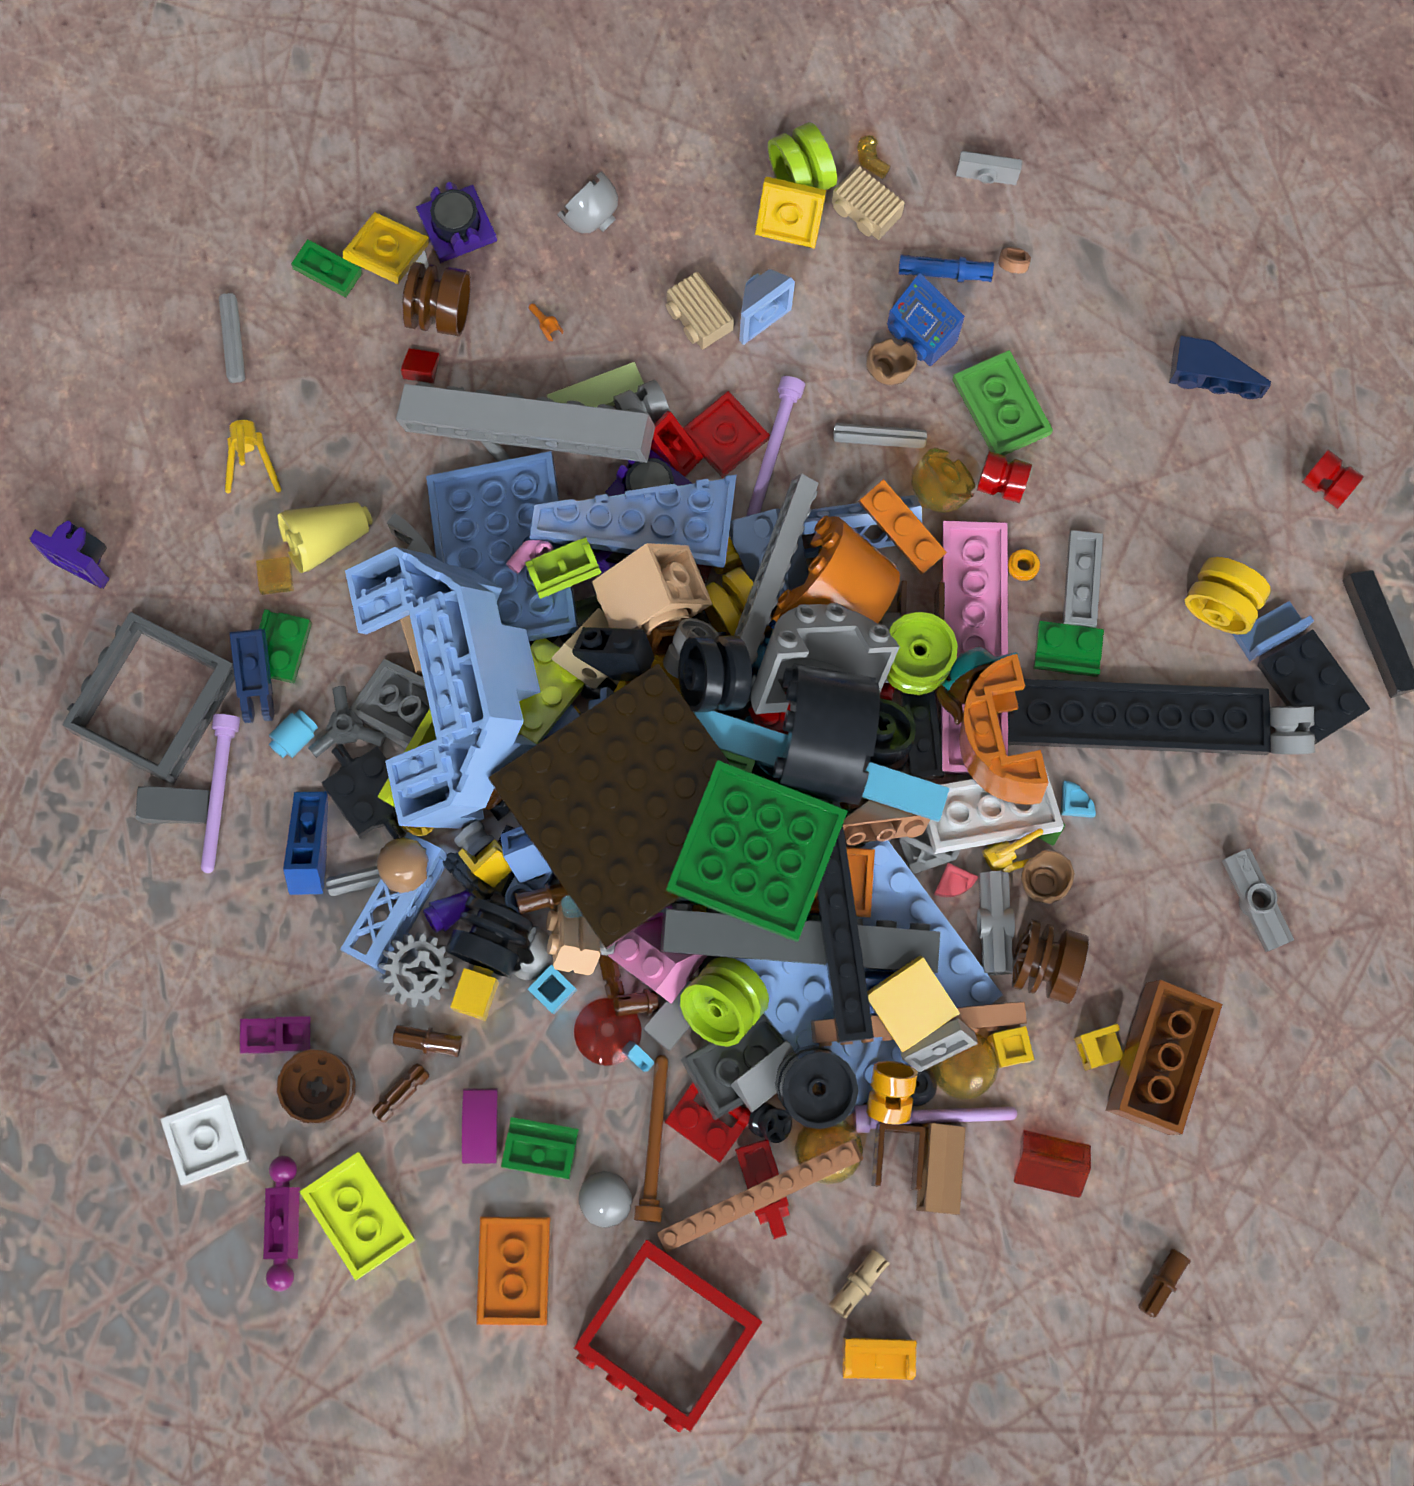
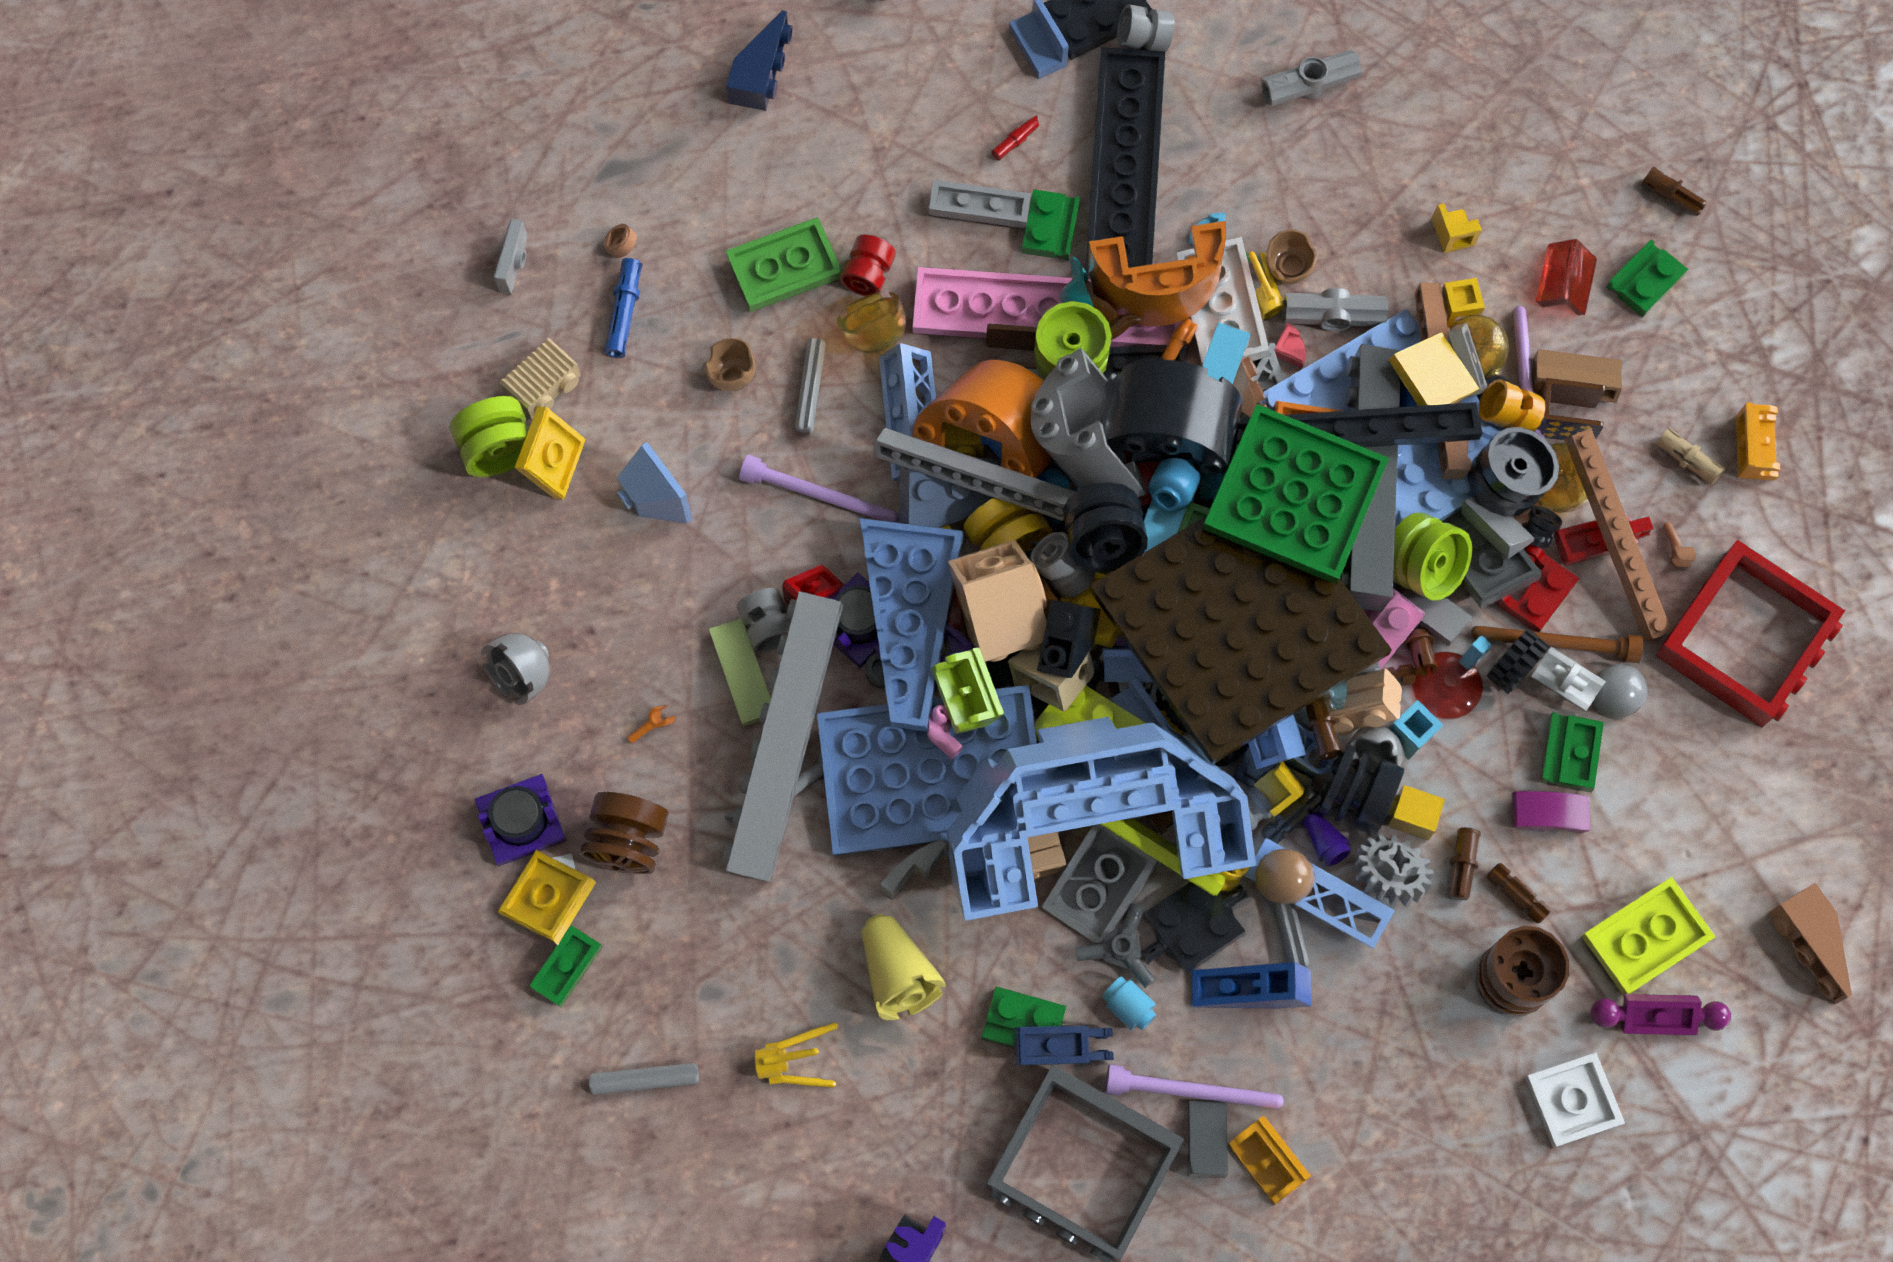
camera: 85 degrees left, 5 degrees down
(153, 860) = (1269, 1160): none -> light orange hinge
(274, 575) = (942, 1025): clear yellow plate -> none
(274, 1035) = (1461, 1025): magenta slope -> none
(362, 1381) = (1816, 935): none -> nougat slope
(420, 365) = (693, 862): red slope -> none
(513, 1271) = (1693, 783): orange tile -> none
(609, 1143) = (1568, 679): none -> white hips
(624, 1092) = (1518, 661): none -> black tyre
(699, 311) = (655, 557): tan brick -> none
(726, 434) = (797, 538): red tile -> none
(751, 1270) = (1680, 555): none -> nougat hand
(763, 738) = (1174, 484): none -> dark azure head
(868, 156) = (482, 376): clear yellow arm -> none
(902, 527) = (922, 362): orange plate -> none
(925, 320) = (689, 326): blue slope -> none
(948, 767) = (1180, 337): none -> orange piece
(1029, 558) = (960, 249): light orange plate -> none
(1049, 961) = (1379, 257): reddish brown wheel -> none
(1061, 1250) = (1647, 278): none -> green plate
(1162, 614) = (1015, 138): none -> red piece
(1164, 1057) = (1467, 169): dark orange brick -> none
(1227, 595) = (1009, 69): yellow wheel -> none

